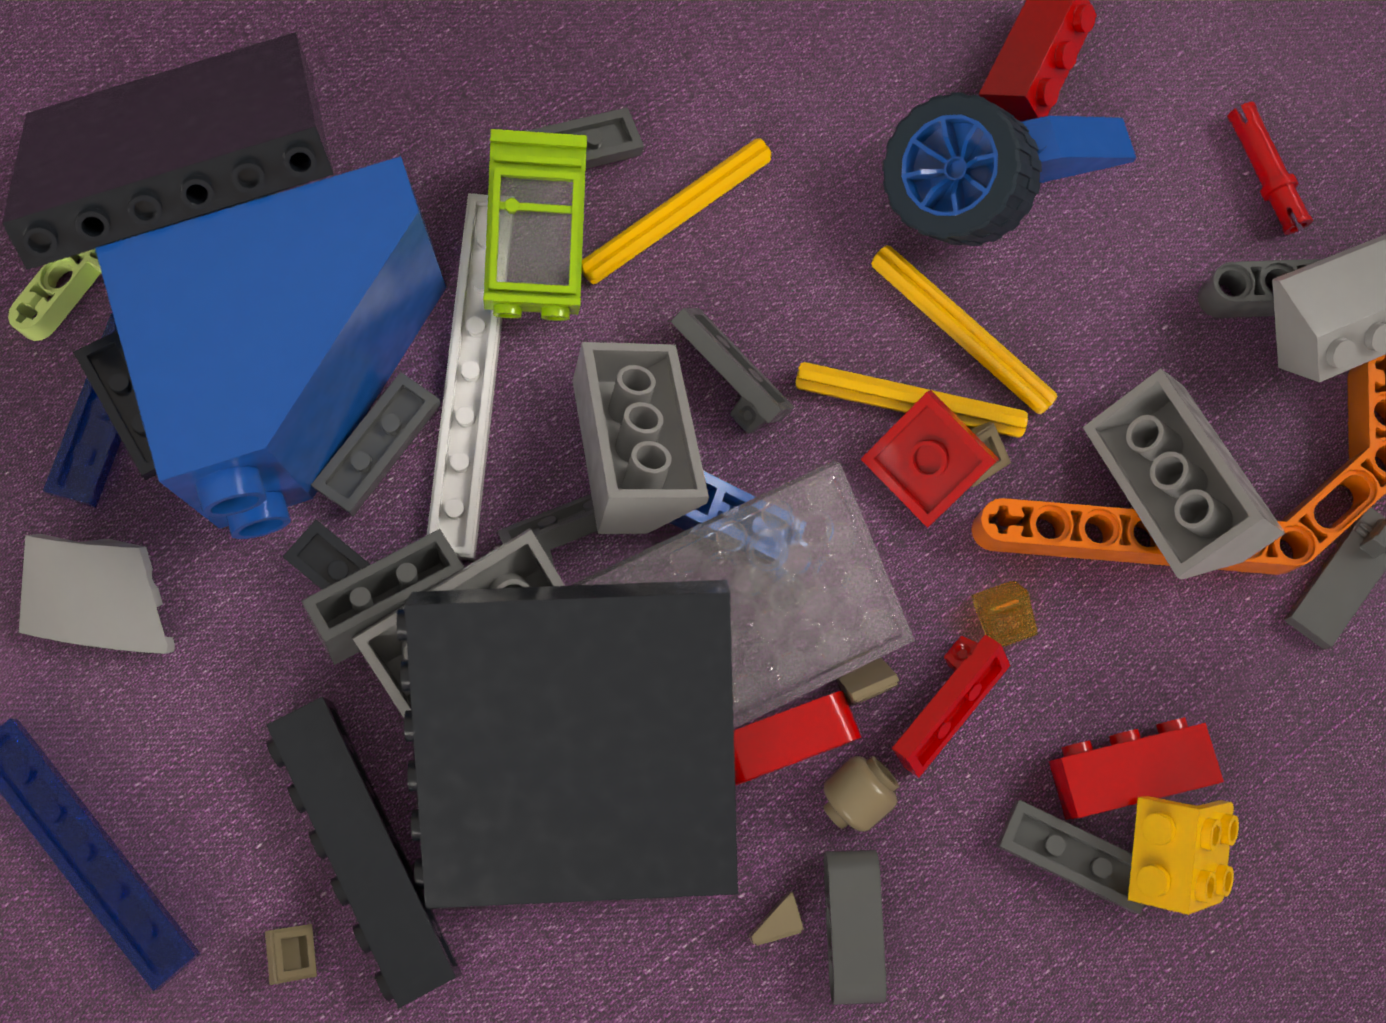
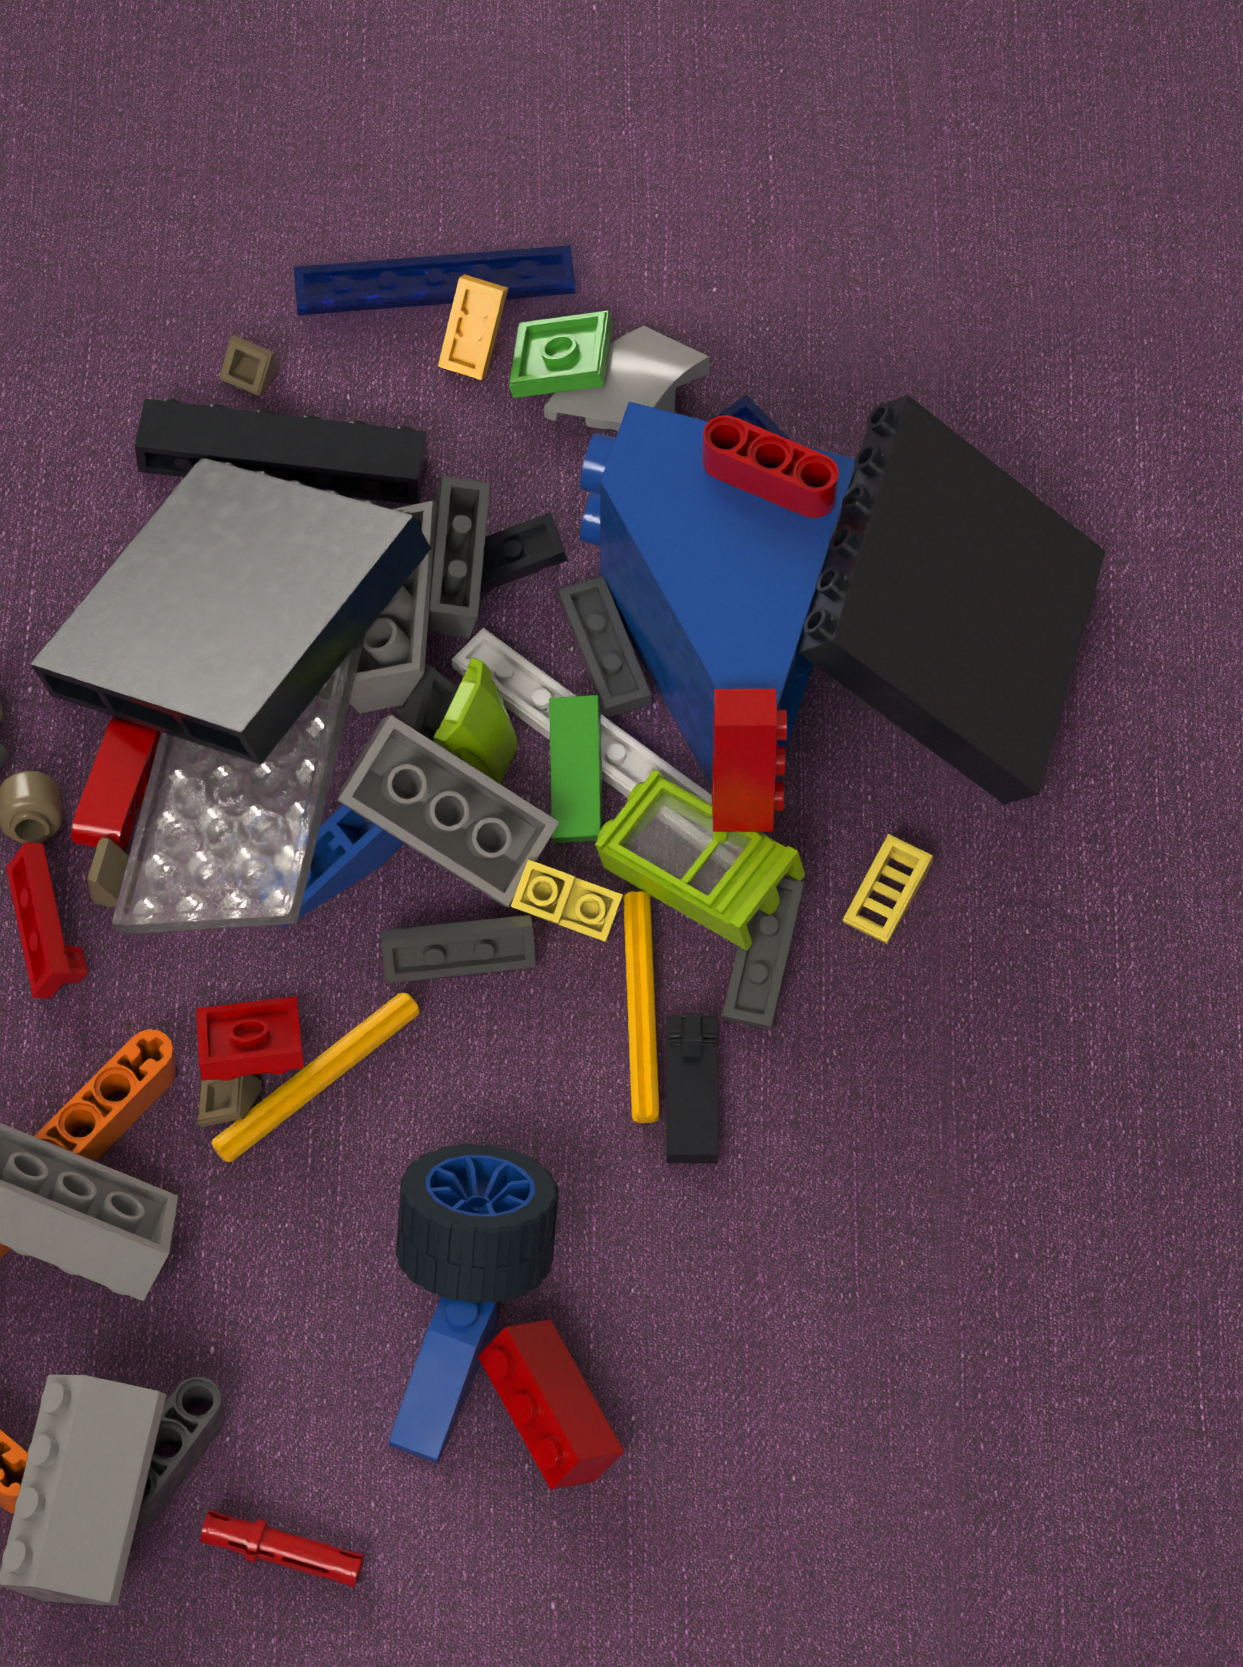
camera: 130 degrees right, 15 degrees down
(99, 674) = (561, 354): none -> bright green tile
(120, 768) = (472, 327): none -> yellow tile
(144, 278) = (783, 485): none -> red beam
(447, 116) = (905, 854): none -> light yellow slope
(453, 177) = (747, 760): none -> red brick
(508, 385) = (576, 768): none -> bright green tile
(537, 473) = (478, 724): none -> lime slope
(633, 309) = (566, 900): none -> light yellow slope
(715, 134) = (691, 1089): none -> black hinge
(964, 329) = (331, 1166): yellow axle -> none
(1006, 613) = (78, 1024): clear yellow slope -> none

